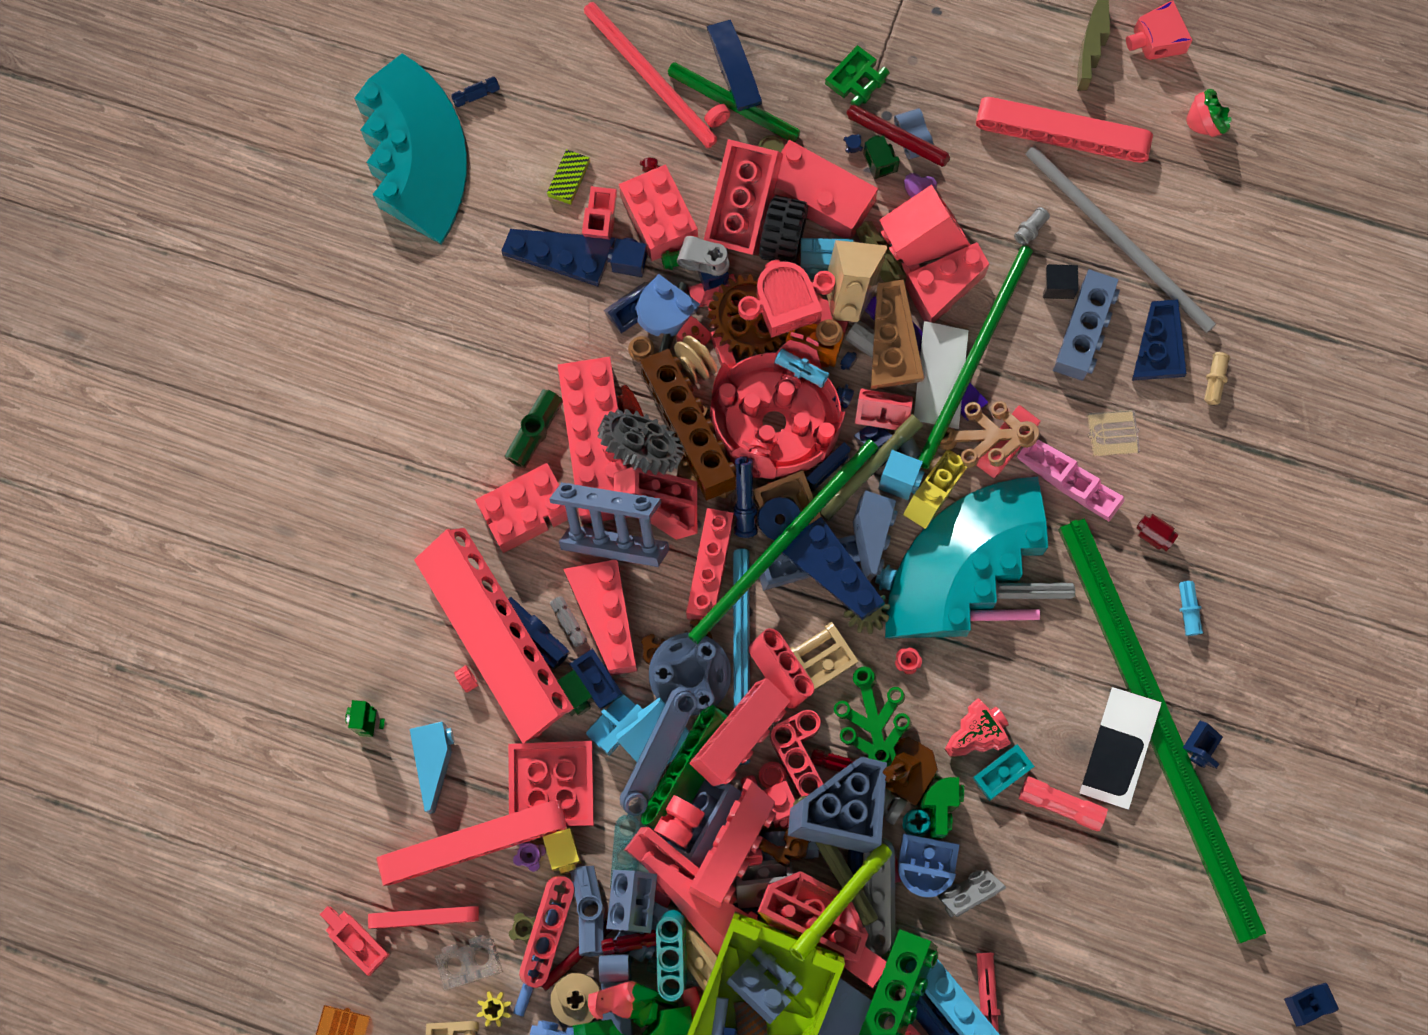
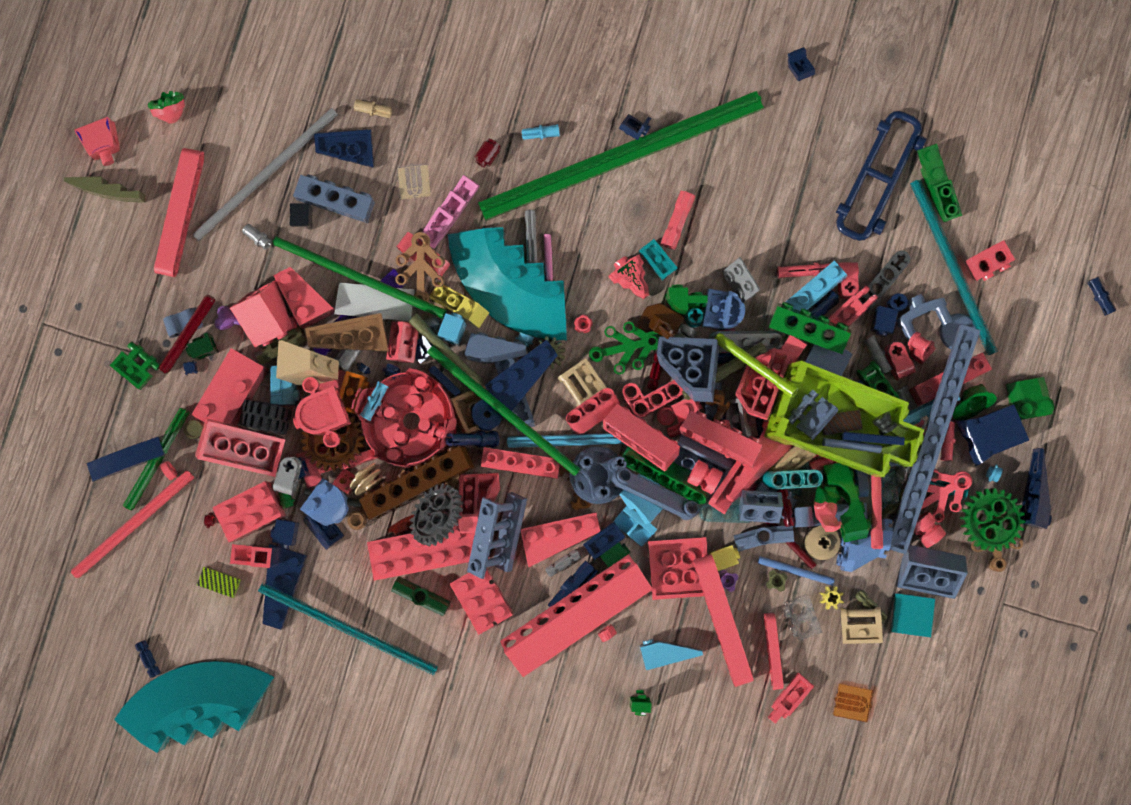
camera: 90 degrees left, 10 degrees up
(494, 334) = (344, 627): none -> teal axle
(551, 932) = (779, 562): coral beam -> none
(829, 332) = (347, 381): medium nougat plate -> none
(1120, 748) = (638, 181): sticker -> none

